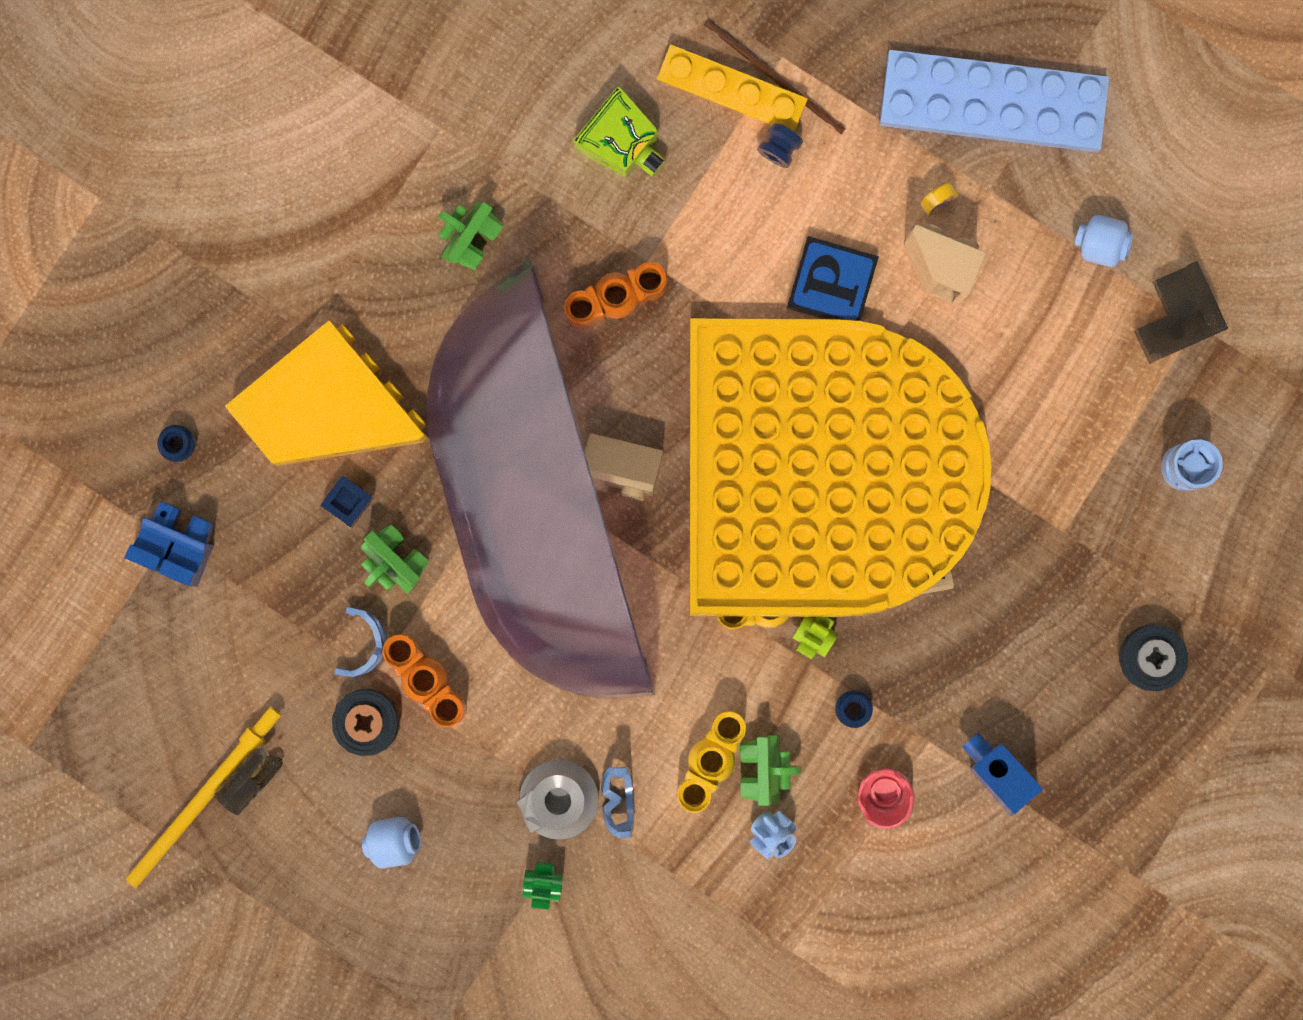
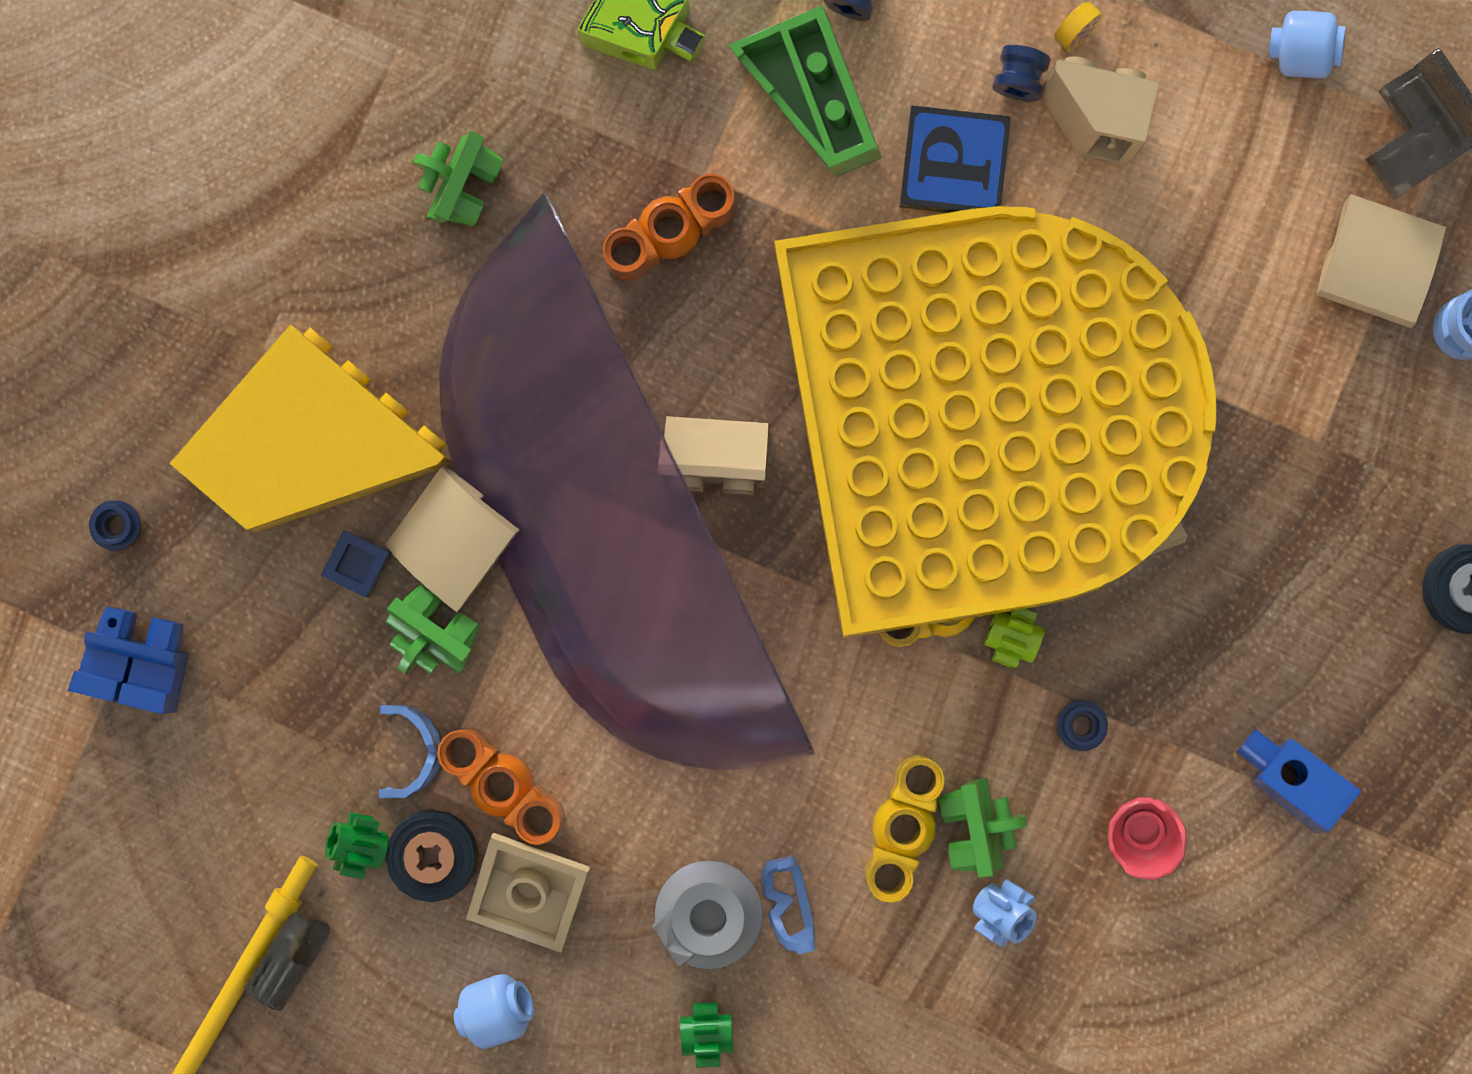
camera: 10 degrees left, 0 degrees up
(312, 705) = (356, 845): none -> green gear
(418, 495) = (451, 538): none -> tan slope
(430, 761) = (527, 892): none -> tan slope
(738, 211) = (812, 86): none -> bright green wedge
(891, 226) = (1021, 73): none -> dark blue wheel
(1130, 408) = (1381, 261): none -> tan slope

